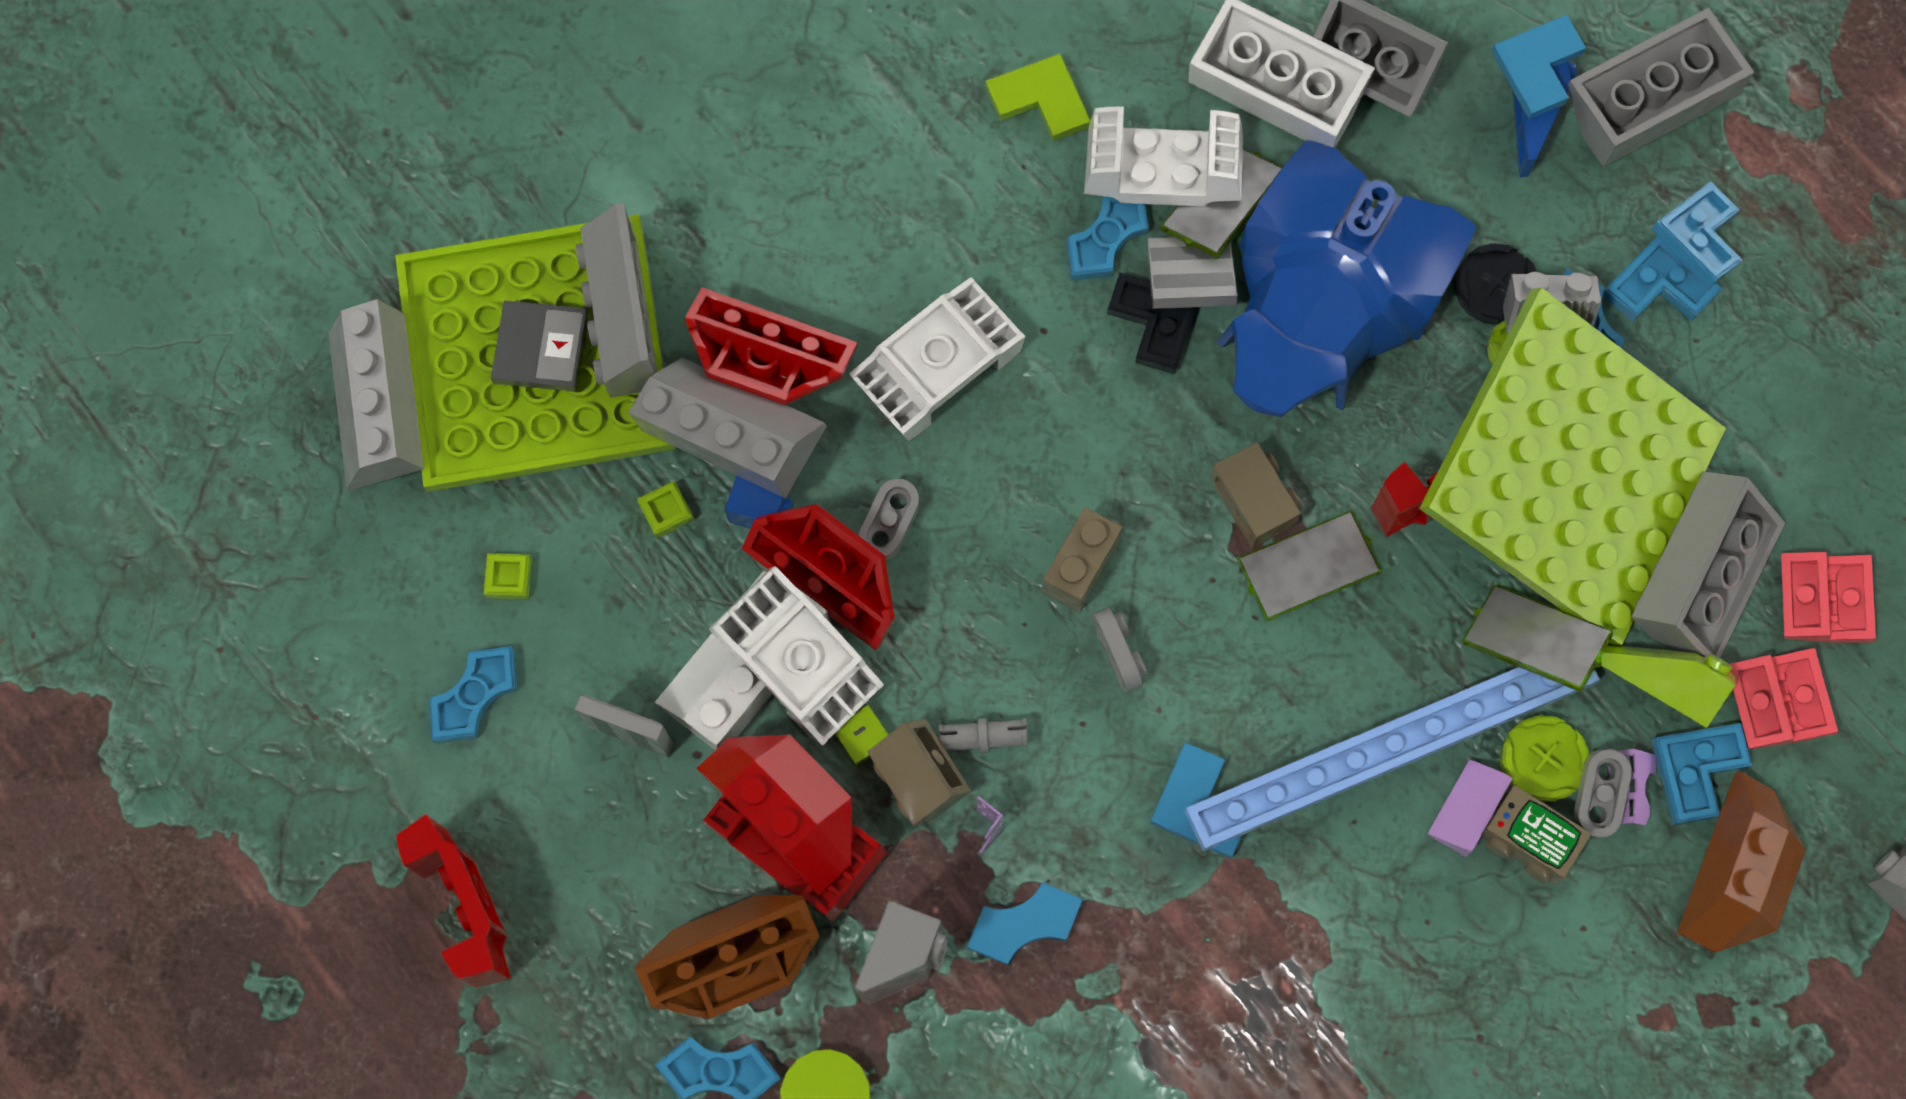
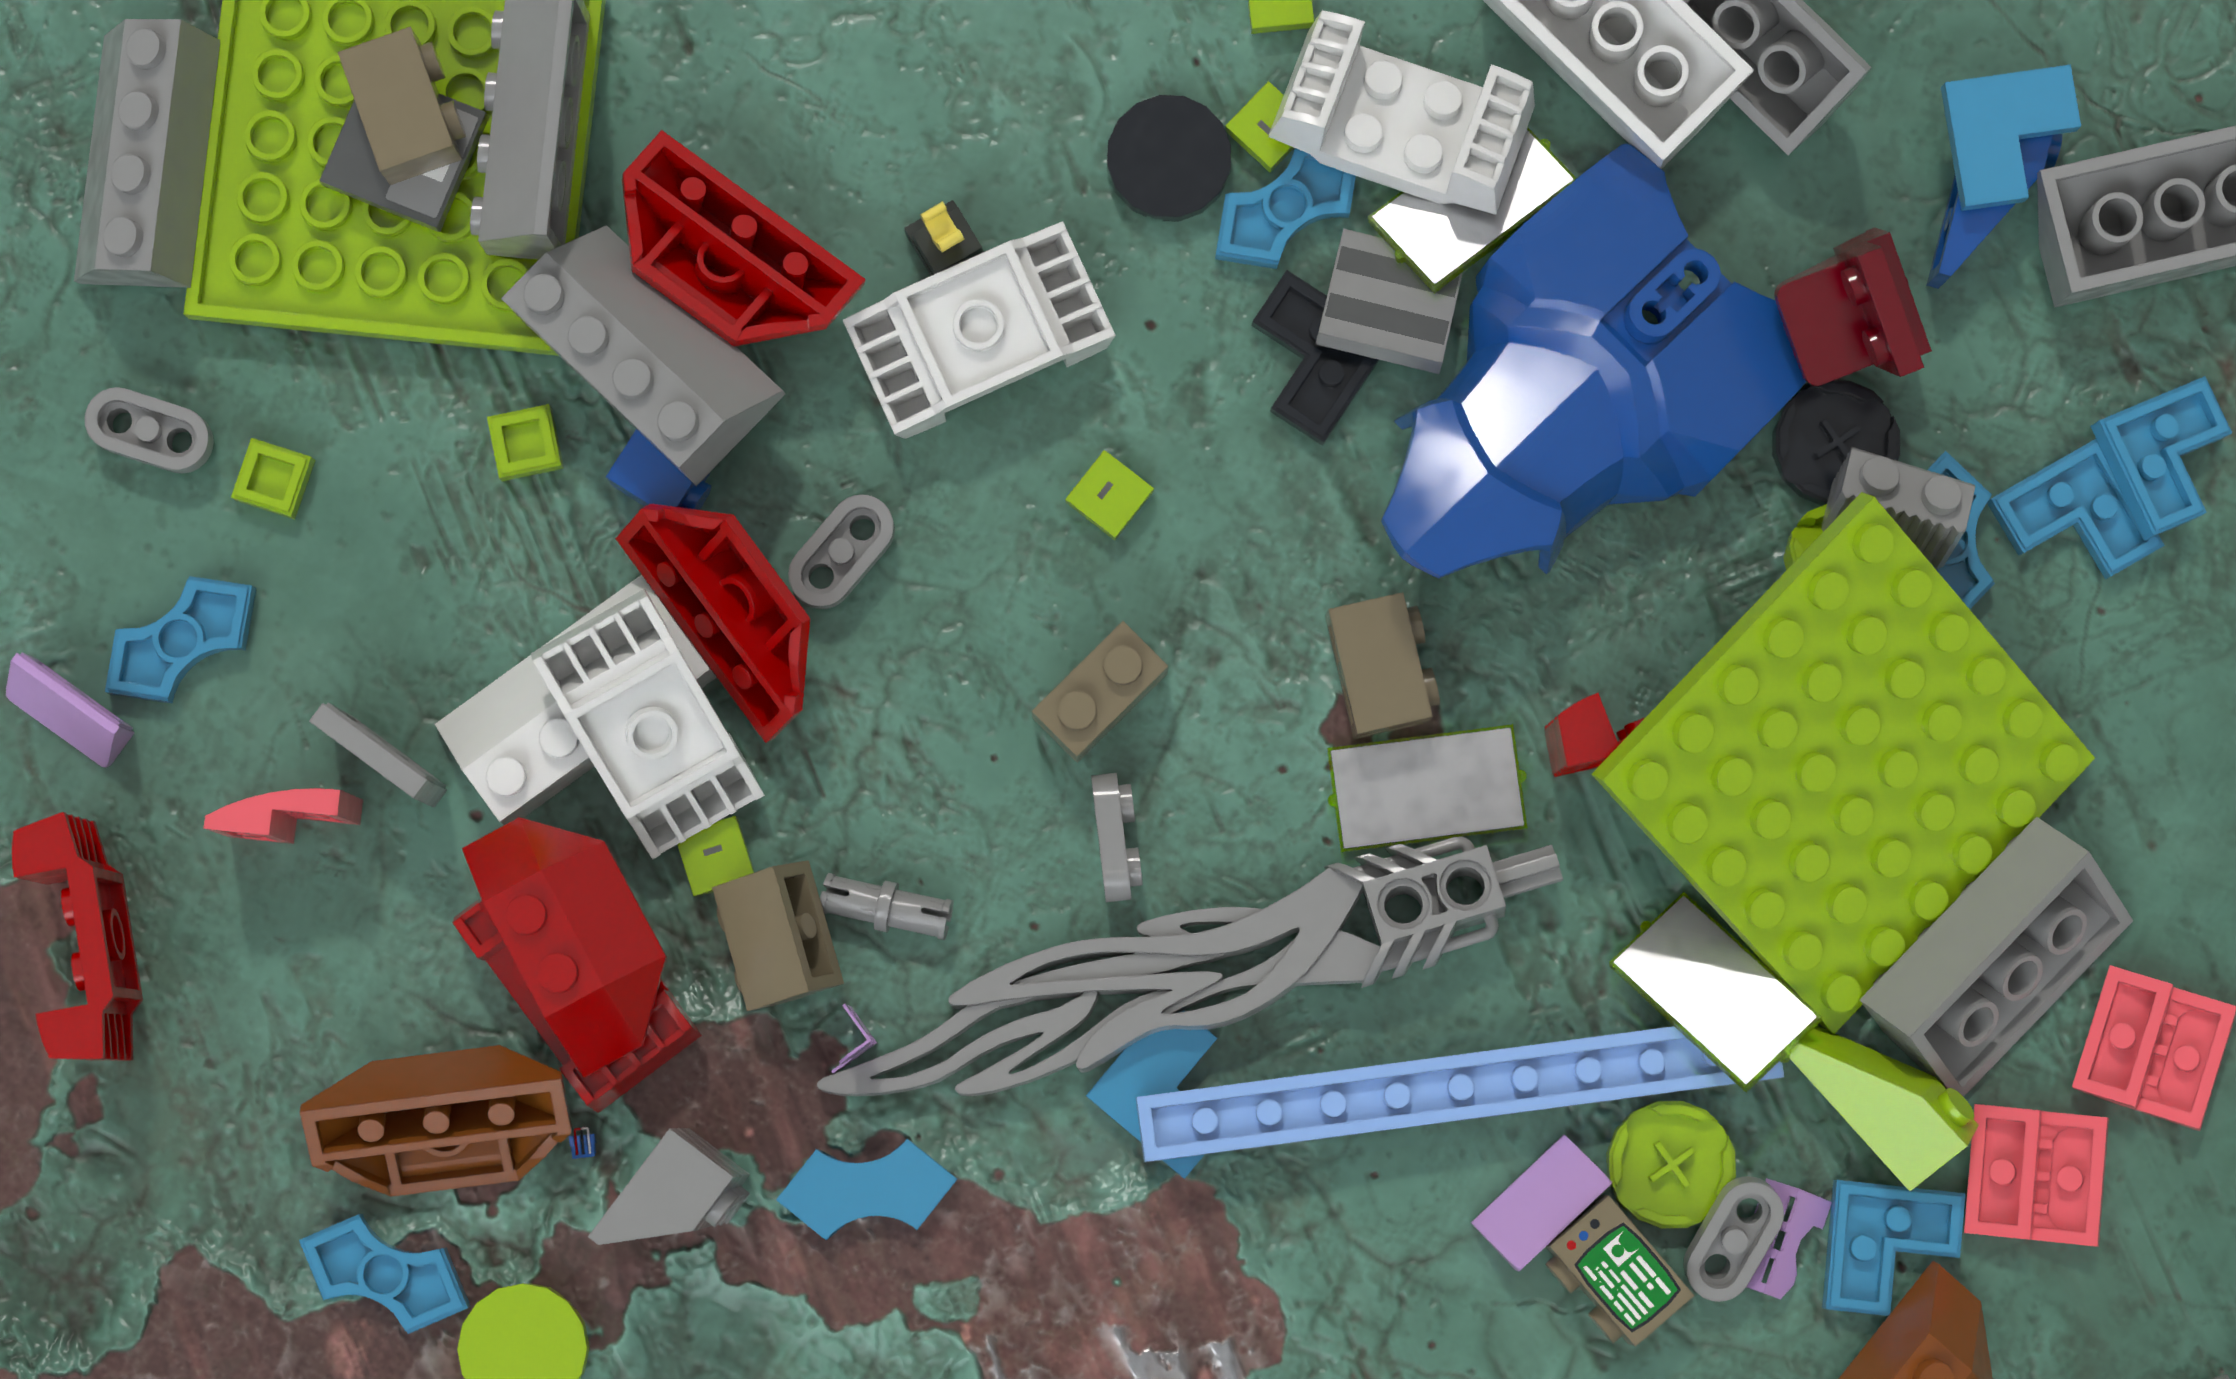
camera: 10 degrees right, 10 degrees up
(409, 759) = (66, 710): none -> lavender slope
(421, 566) = (151, 430): none -> light grey plate
(532, 315) = (401, 104): none -> dark tan brick
(561, 785) = (275, 814): none -> coral slope
(827, 948) = (582, 1145): none -> blue piece
(895, 308) = (943, 237): none -> pearl dark grey piece
(1024, 226) = (1169, 158): none -> black tile
(1049, 439) = (1109, 495): none -> lime tile
(1072, 196) = (1253, 124): none -> lime tile
(1170, 723) = (1146, 963): none -> light grey piece
(1483, 196) = (1853, 312): none -> dark red piece

